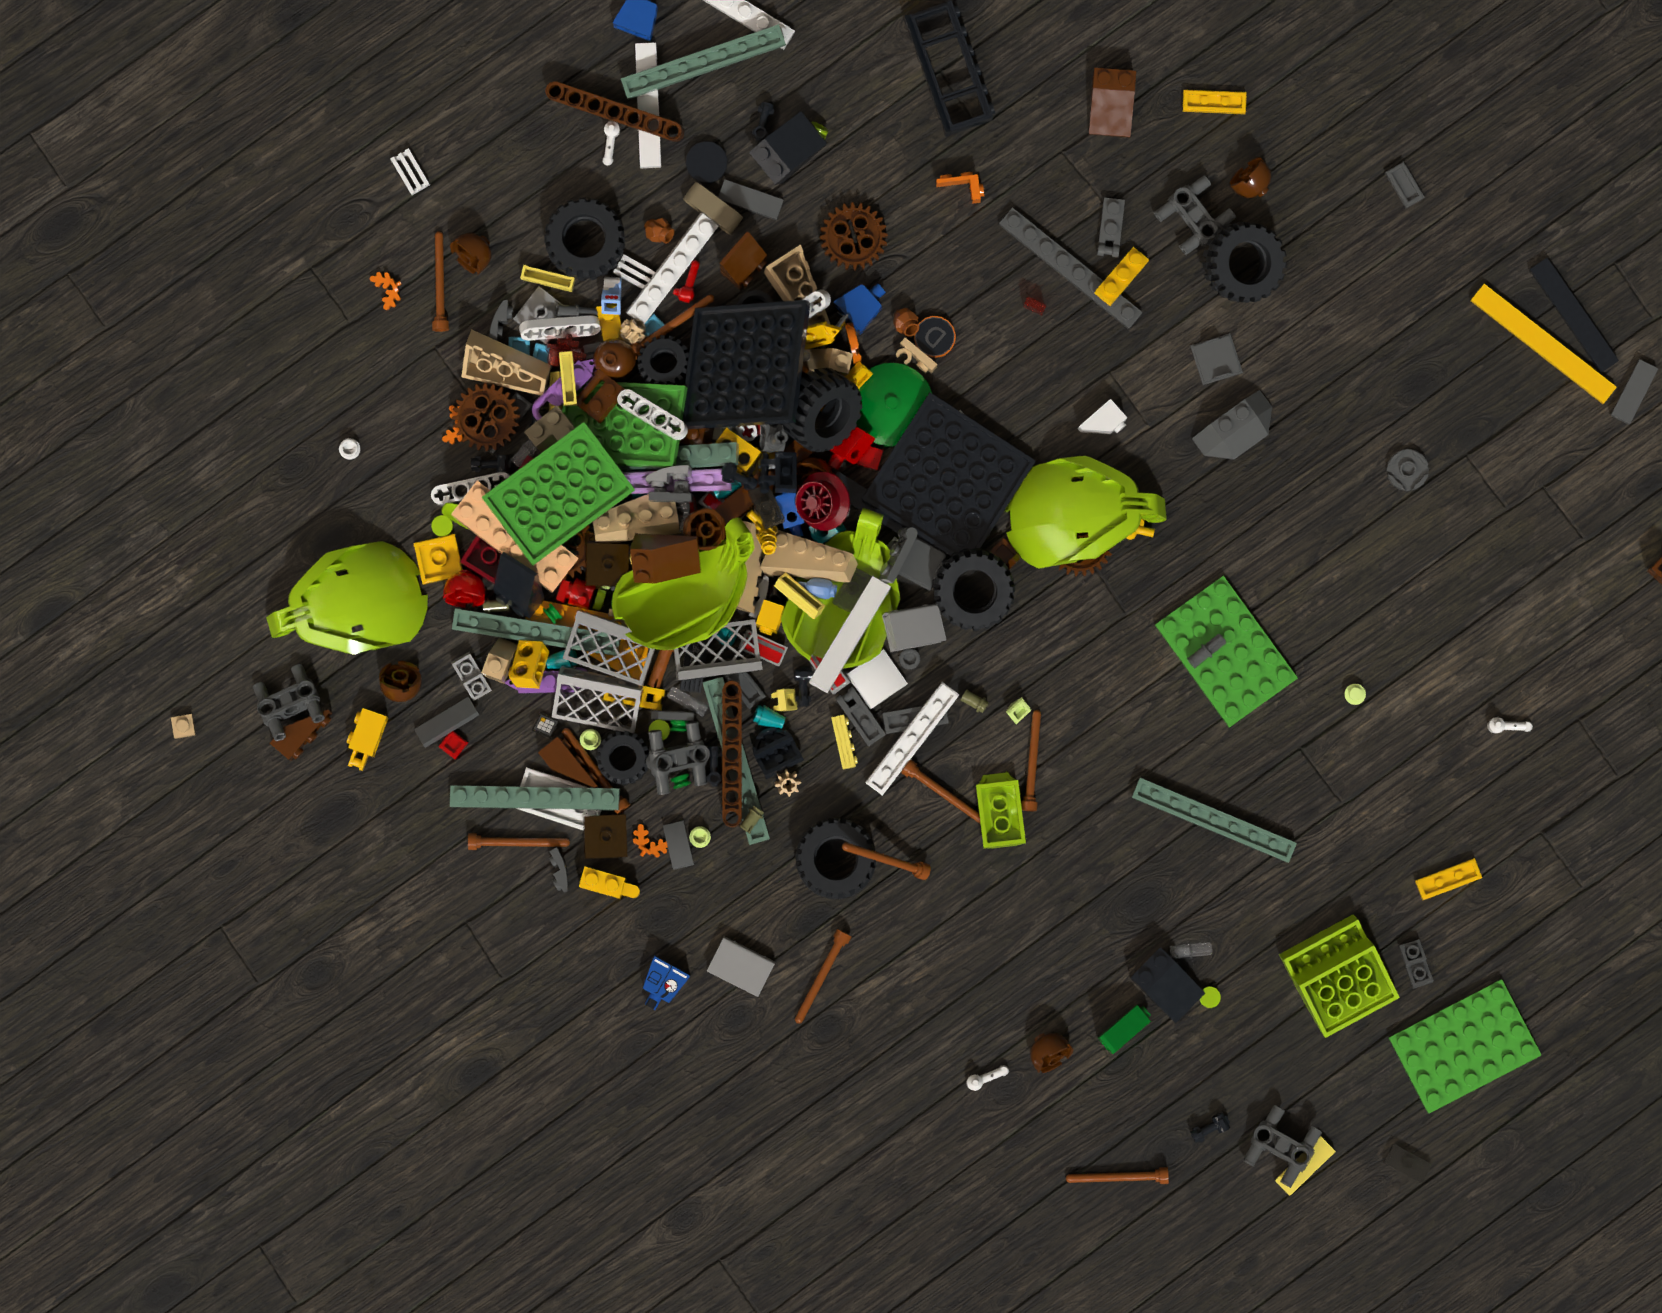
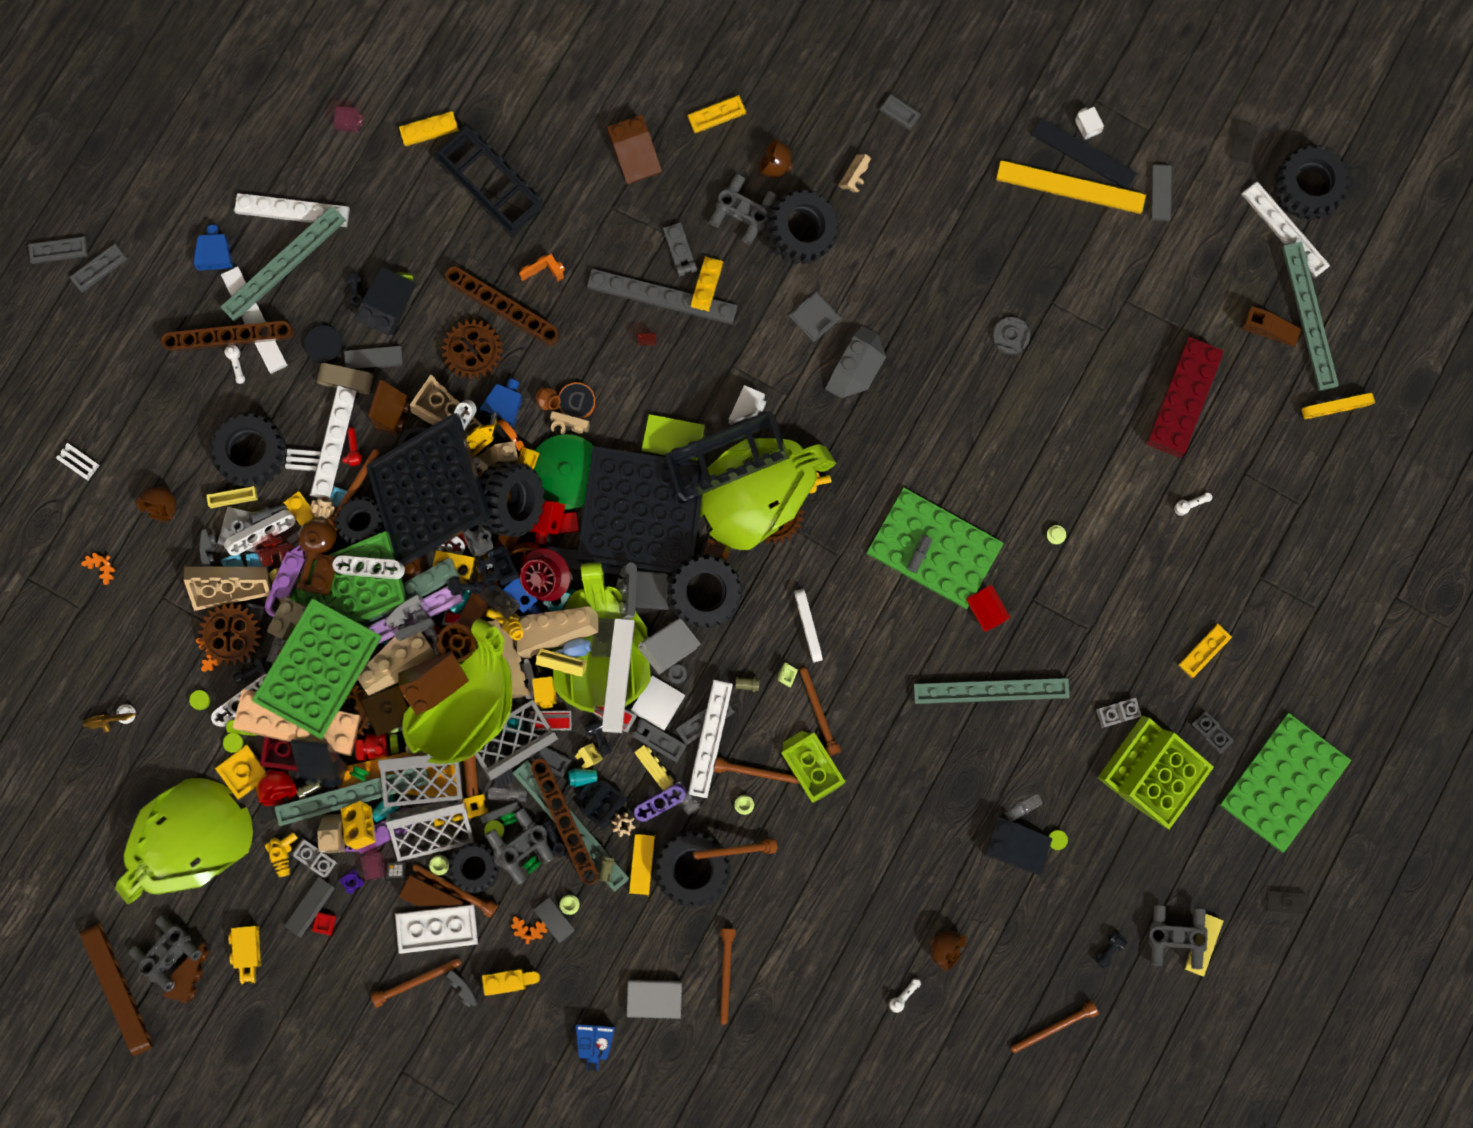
camera: 30 degrees left, 5 degrees down
(183, 726) = (83, 1016): tan plate -> none
(226, 714) = (116, 989): none -> reddish brown beam
(323, 446) = (102, 720): none -> pearl gold piece
(400, 681) = (254, 890): reddish brown cylinder -> none
(427, 468) = (199, 700): none -> lime tile
(439, 655) = (278, 852): none -> yellow piece
(440, 322) = (157, 574): dark orange piece -> none
(492, 712) = (345, 880): none -> dark purple plate
(526, 710) = (373, 865): none -> clear pink brick
(534, 797) = (413, 936): sand green plate -> none
(568, 378) = (284, 570): light yellow piece -> none
(605, 836) = (488, 941): dark brown plate -> none
(611, 294) = (291, 484): light blue leg -> none
(659, 230) = (308, 416): dark orange rock -> none
(788, 831) = (642, 864): none -> yellow tile
(849, 782) = (657, 810): none -> dark purple beam
(862, 796) = (691, 806): none -> clear piece
(902, 195) = (496, 299): none -> reddish brown beam
(916, 818) = (744, 804): none -> yellowish green plate
(1014, 419) = (665, 434): none -> lime tile
(1052, 443) = (716, 440): none -> black window
(1062, 670) = (808, 625): none -> white beam
(1124, 1029) = (1000, 900): green slope -> none
(1249, 736) = (988, 608): none -> red panel
(1331, 900) = (1118, 712): none -> light grey slope
(1332, 224) = (852, 175): none -> tan plate
(1553, 615) = (1184, 397): none -> dark red brick
(1594, 284) = (1089, 122): none -> white brick

